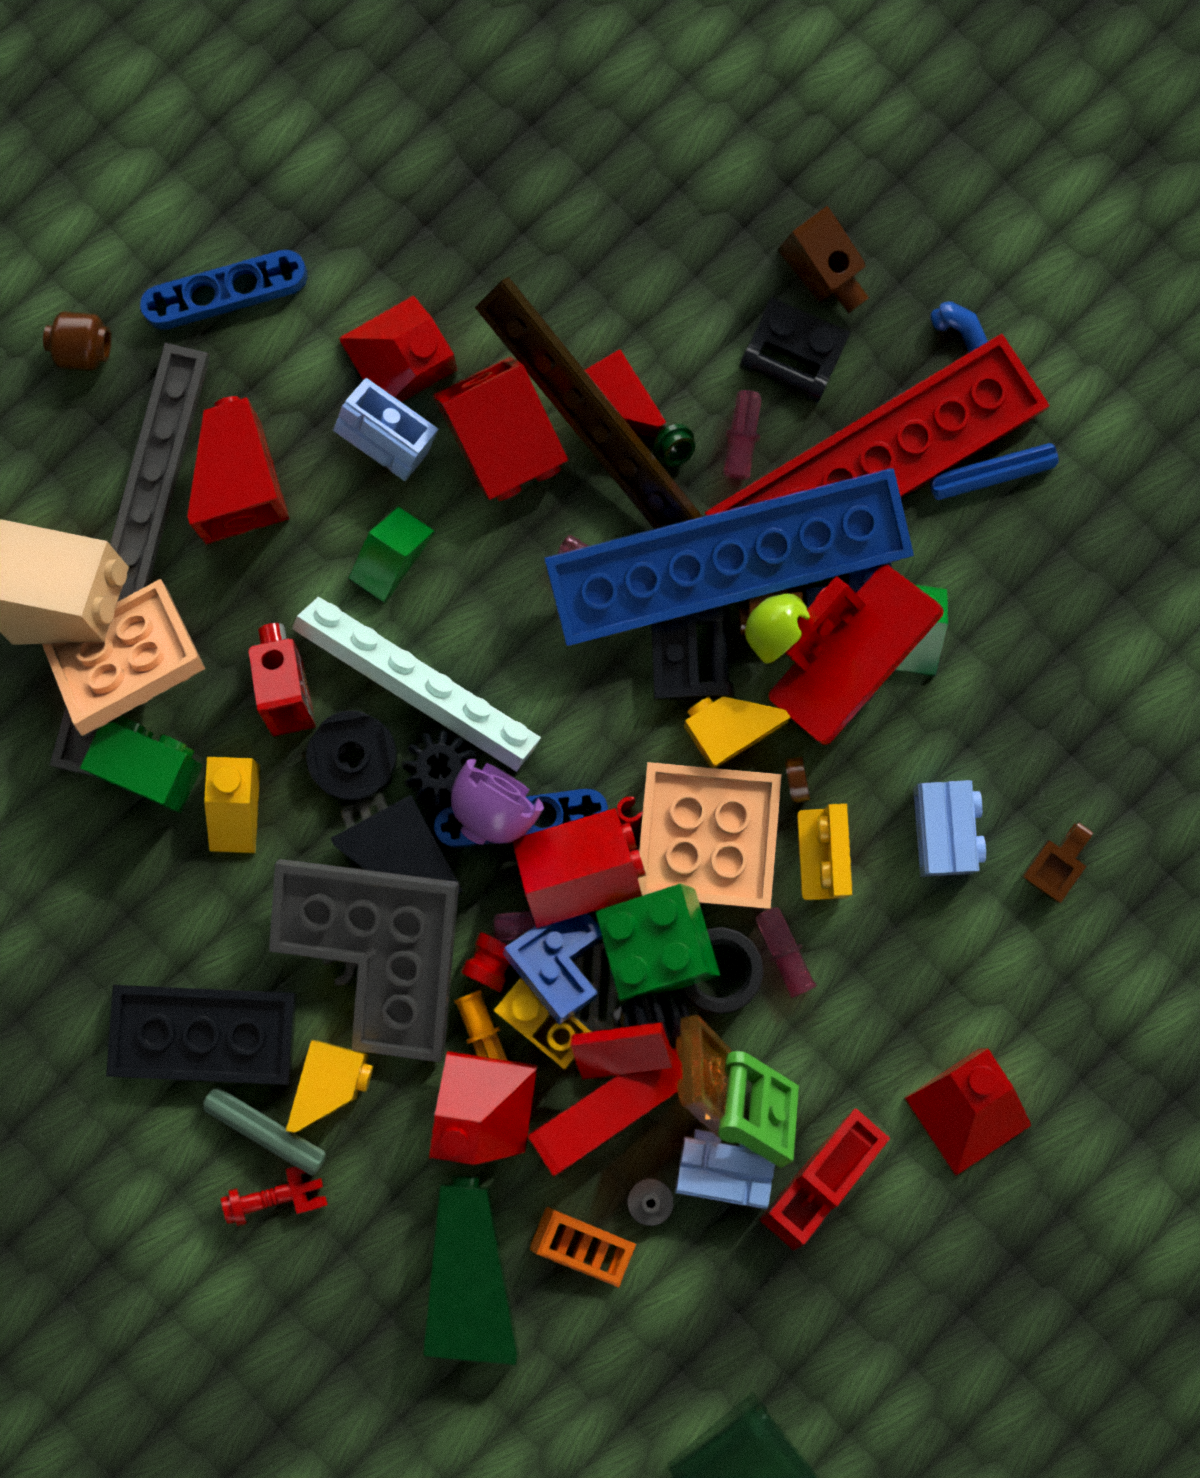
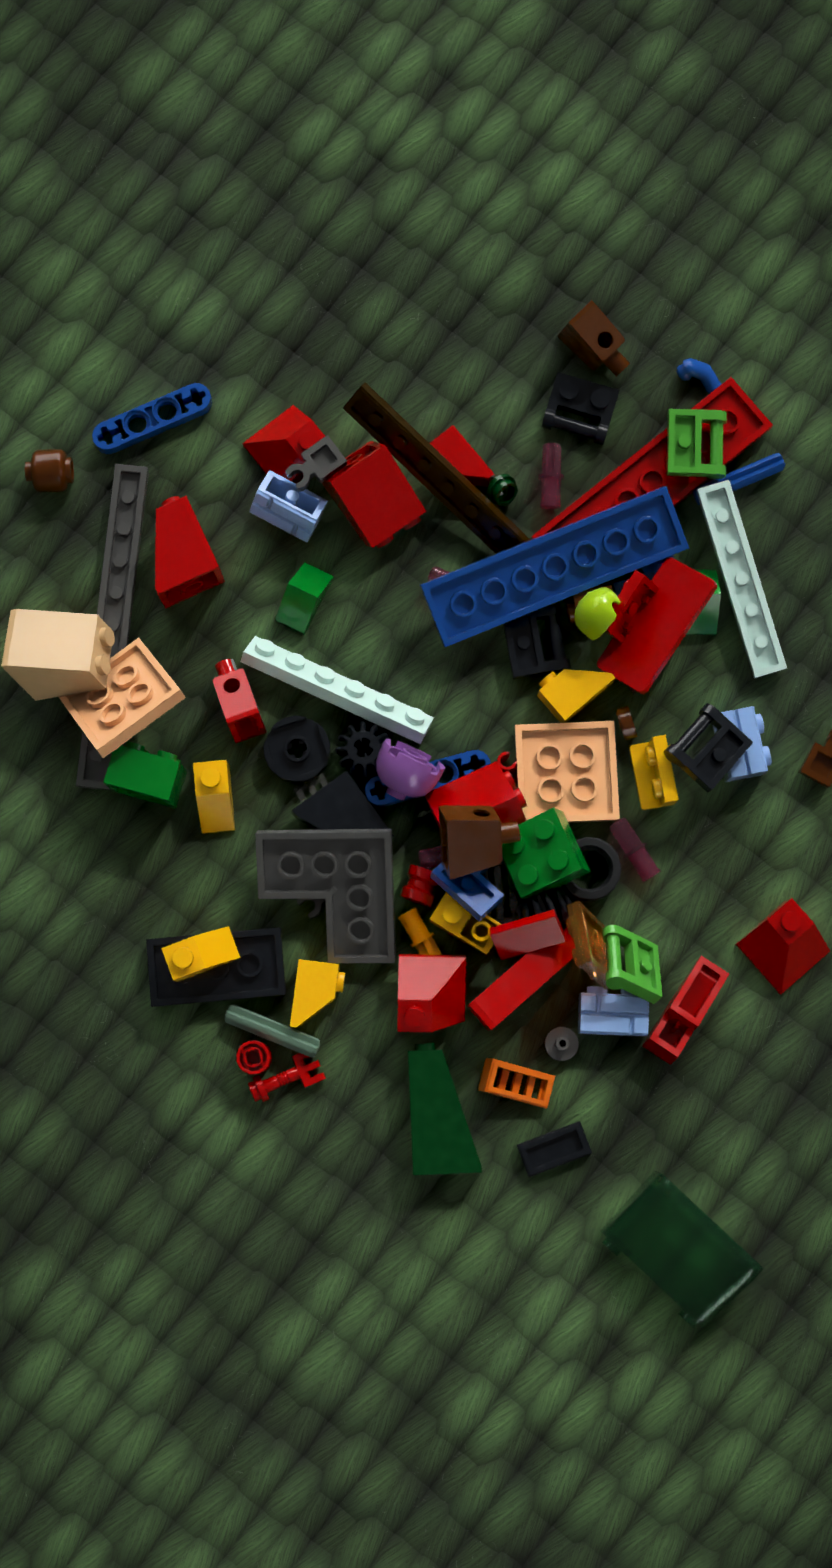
camera: 10 degrees left, 0 degrees up
(180, 1015) = (200, 953): none -> yellow slope
(242, 1164) = (259, 1058): none -> red wheel
(434, 374) = (320, 461): none -> dark grey plate
(564, 911) = (473, 838): none -> reddish brown torso
(620, 1343) = (554, 1148): none -> black tile
(910, 842) = (716, 755): none -> black plate
(928, 415) = (685, 439): none -> bright green plate
(979, 606) = (741, 579): none -> light aqua plate

